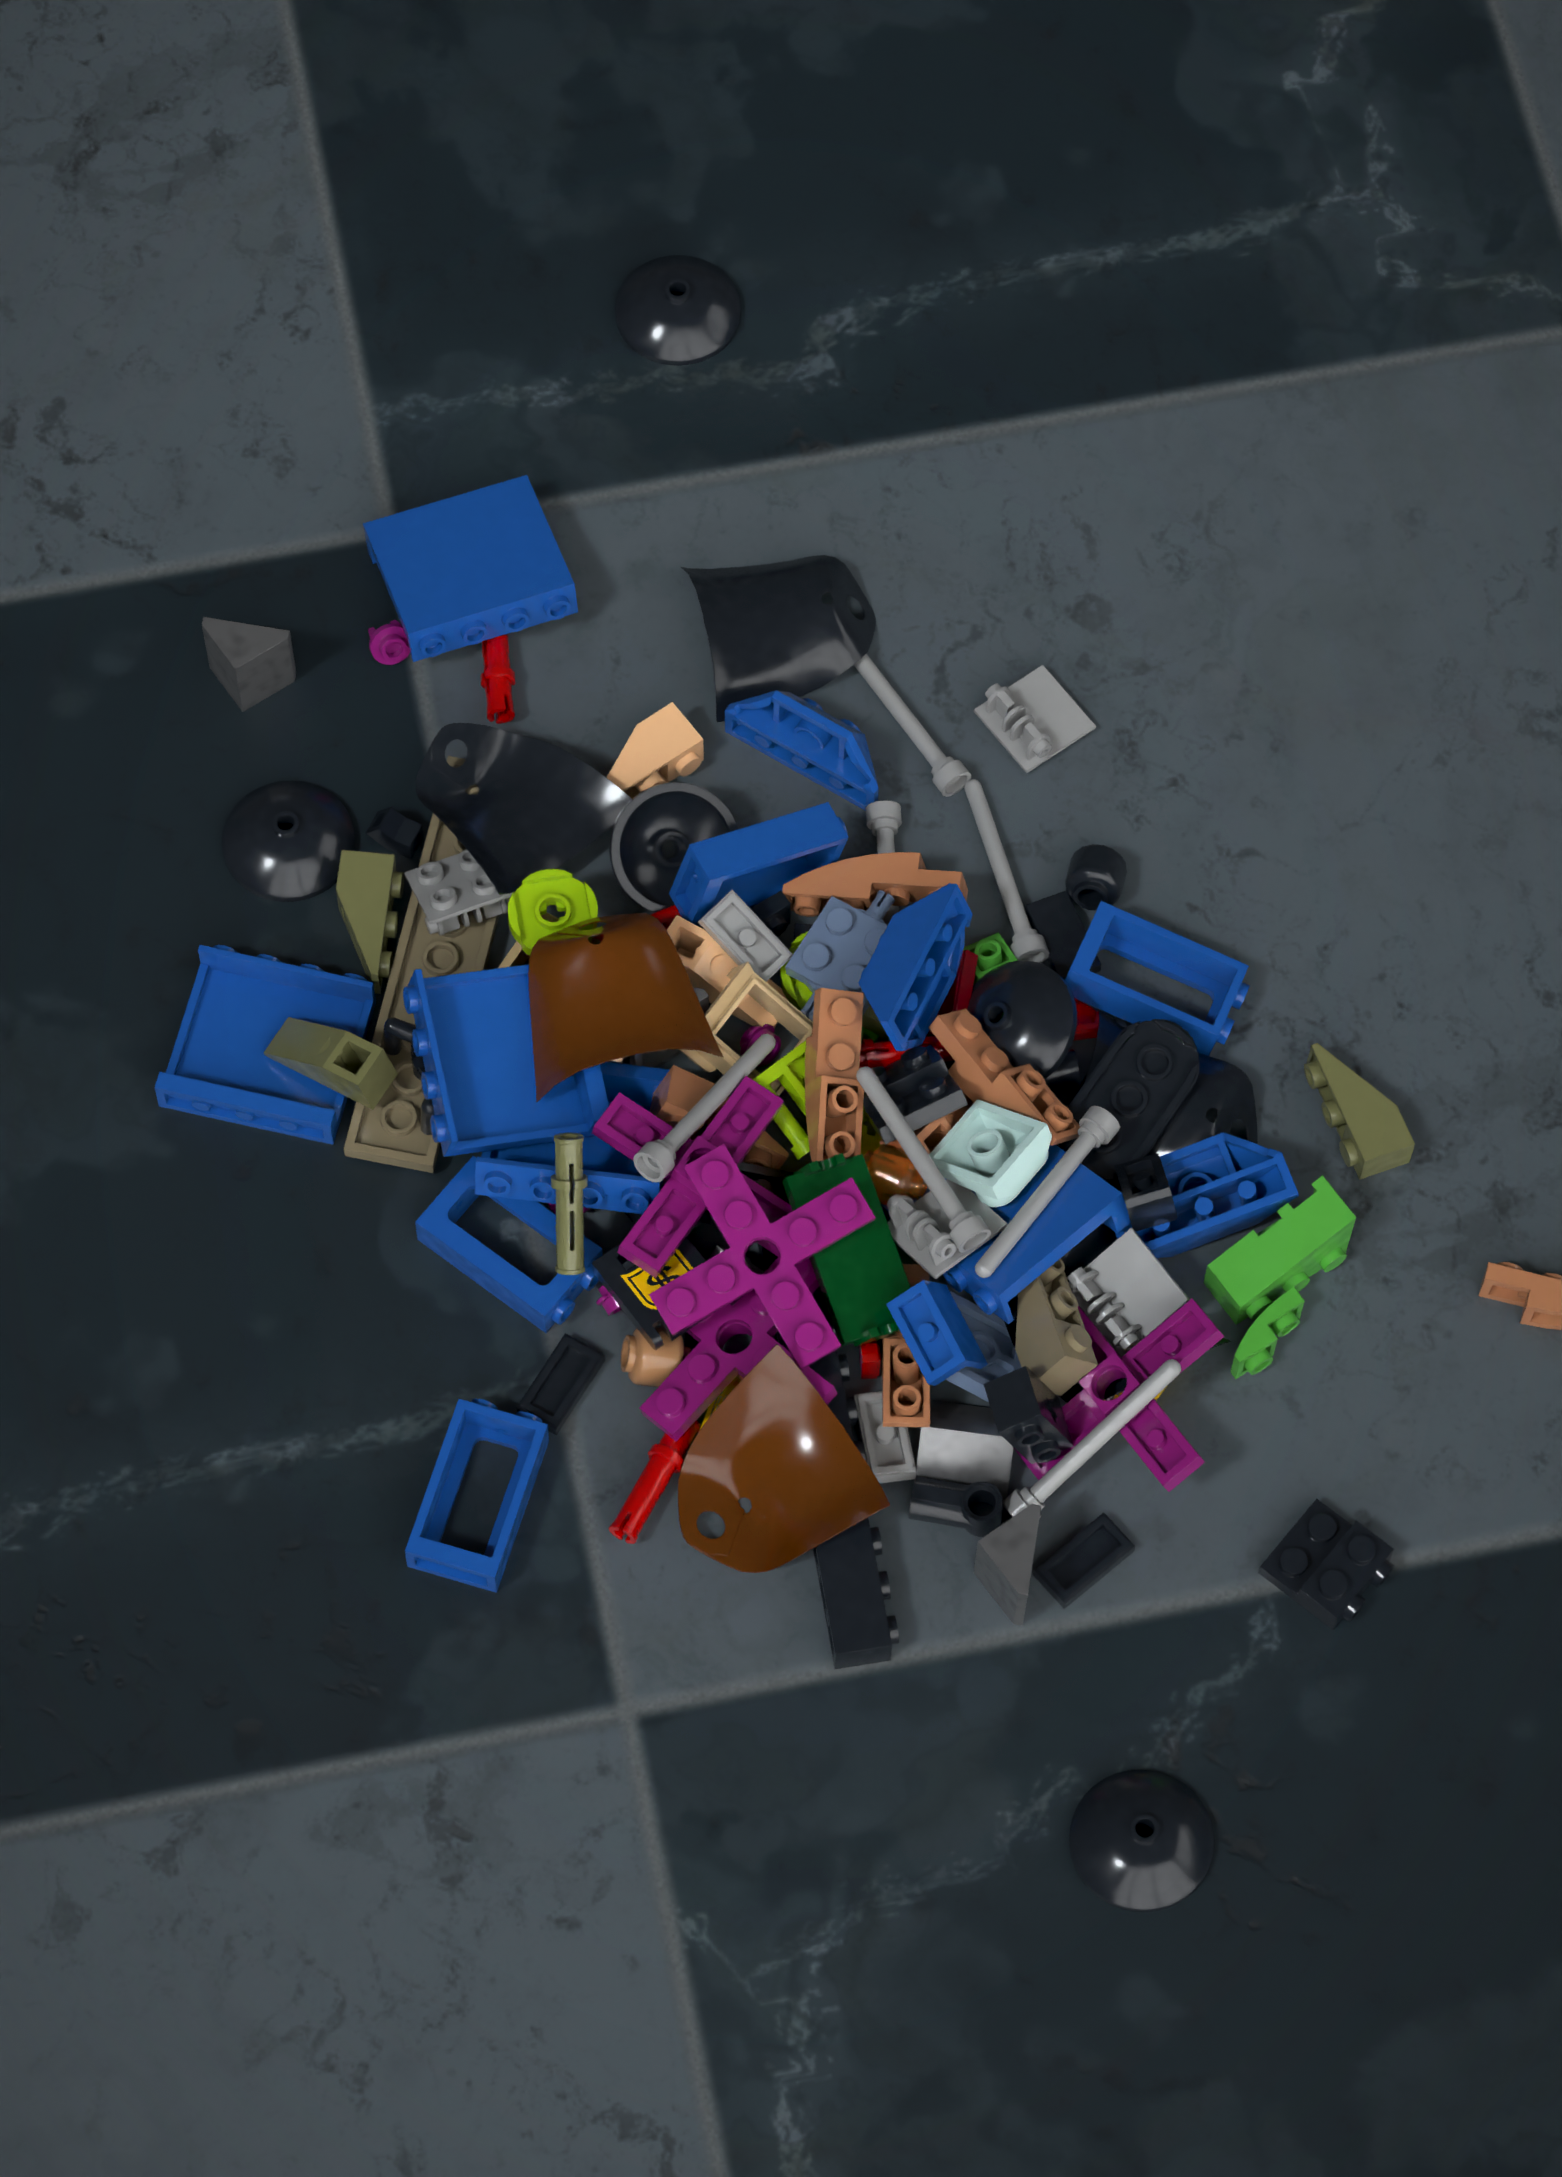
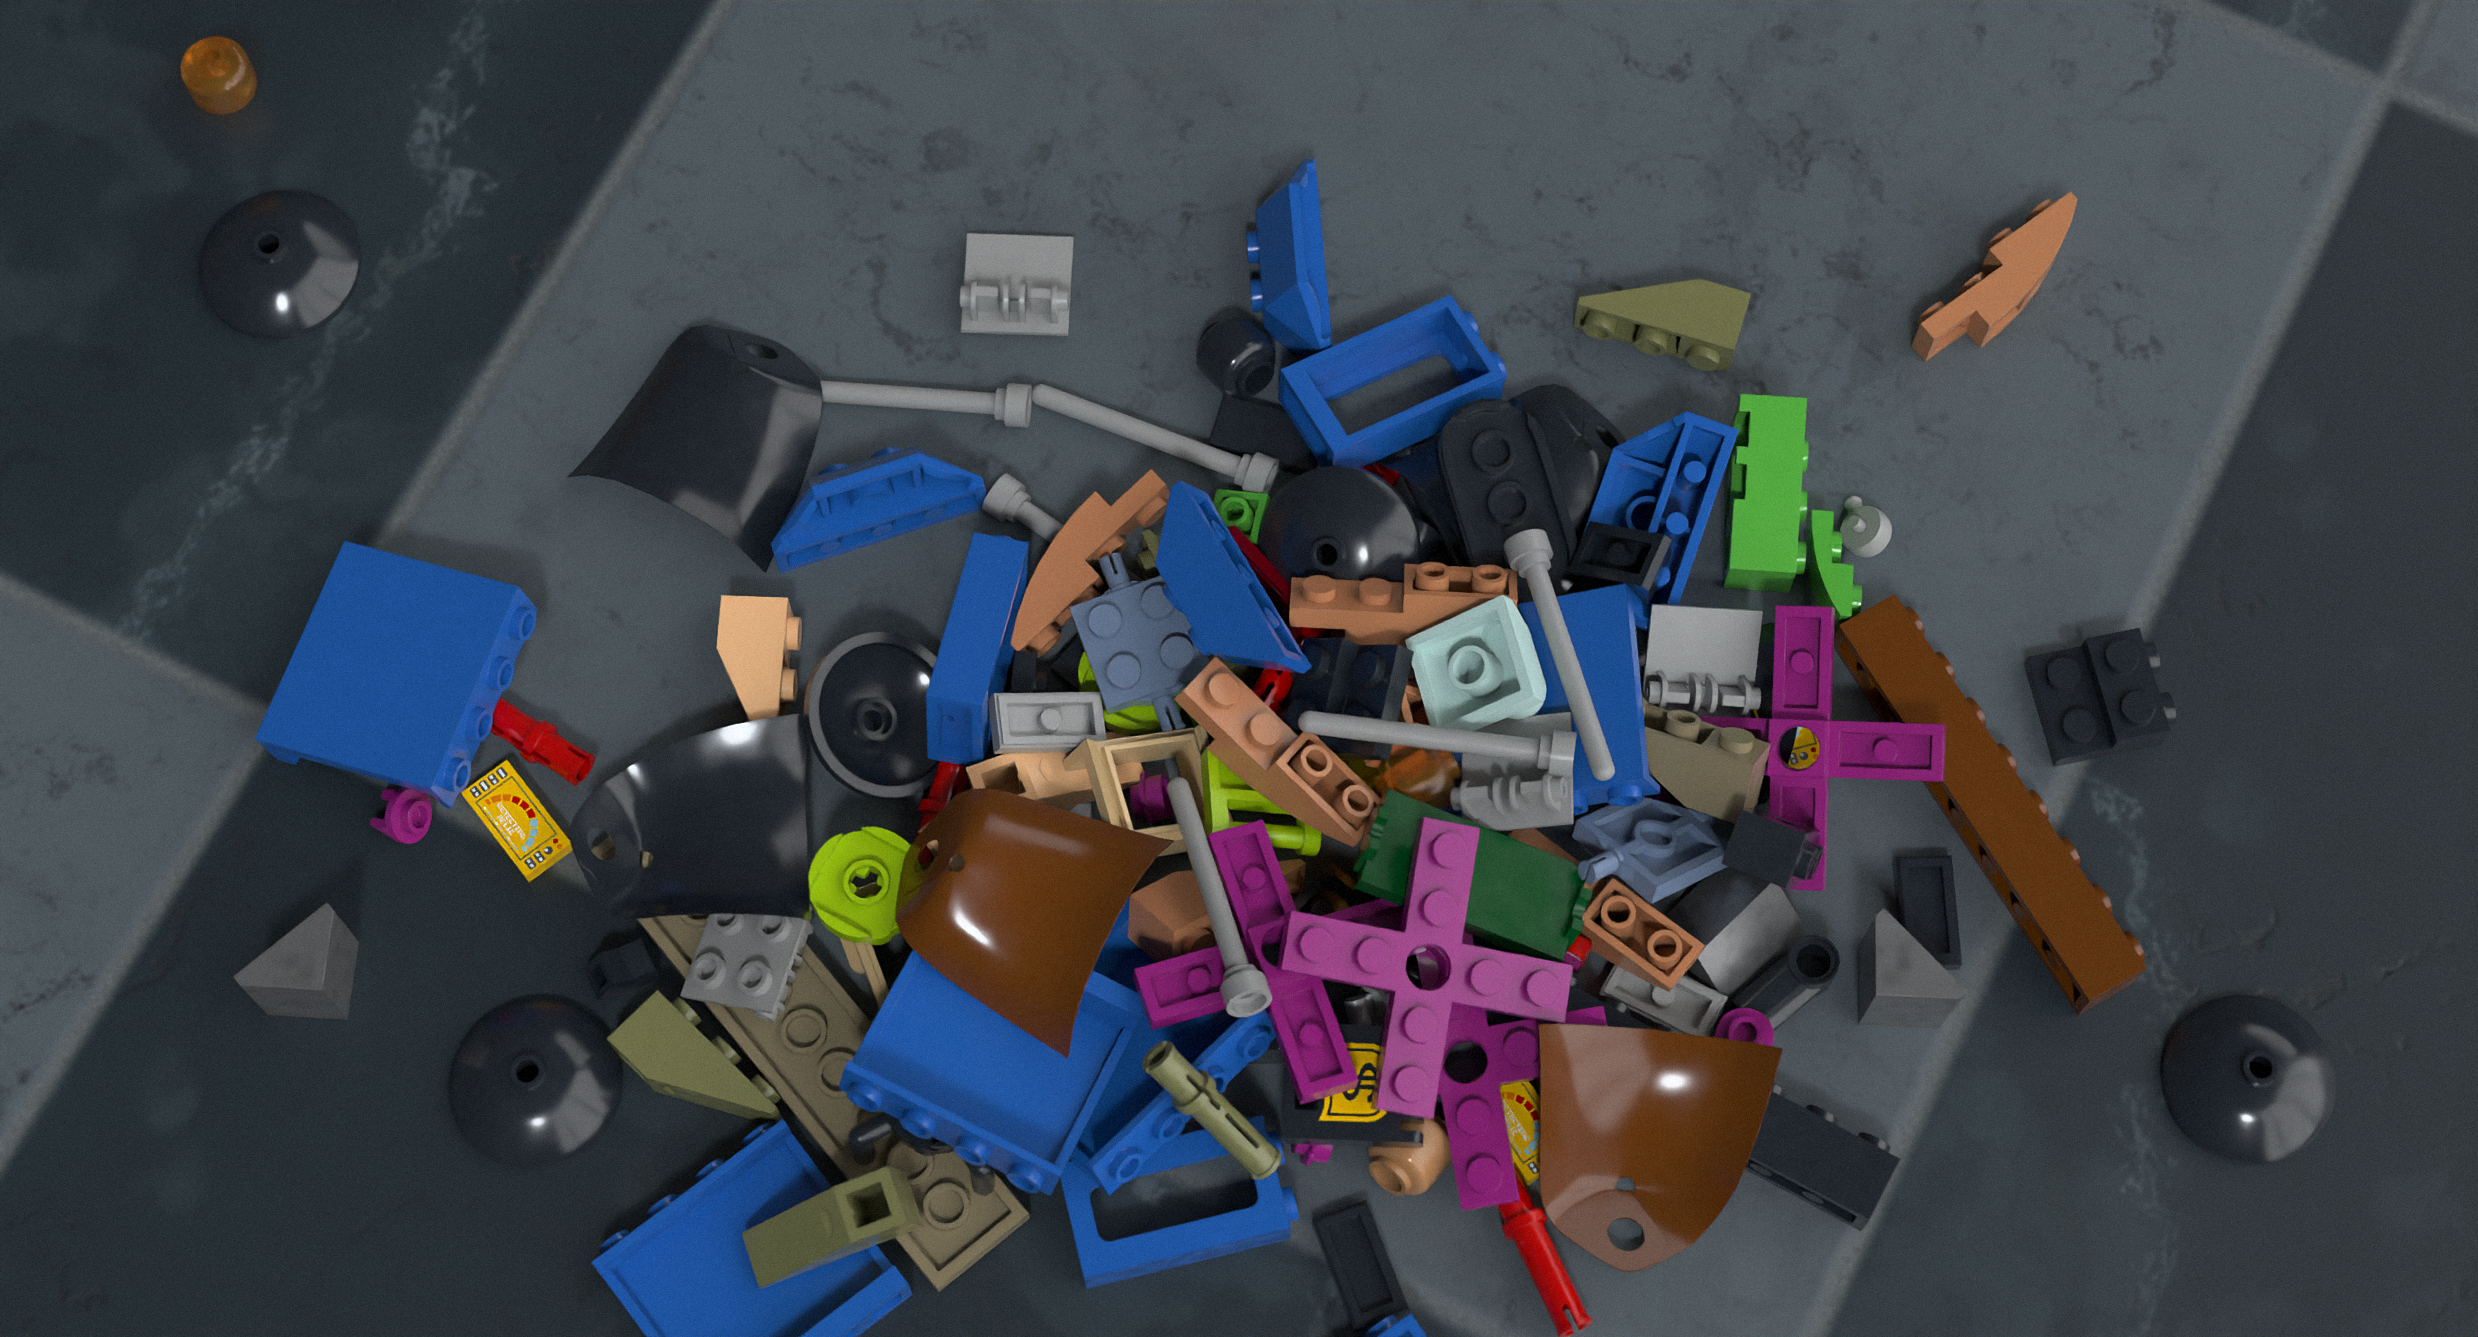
camera: 50 degrees left, 5 degrees up
(439, 702) = (517, 821): none -> yellow tile
(764, 179) = (218, 75): none -> clear orange head
(901, 1495) = (1746, 1026): none -> magenta plate
(935, 1331) = (1627, 867): blue panel -> none
(1091, 1443) = (1837, 916): light grey piece -> none
(1187, 1544) = (1992, 809): none -> reddish brown brick
(1194, 860) = (1291, 265): none -> blue wedge
(1317, 1335) = (1864, 529): none -> light grey piece

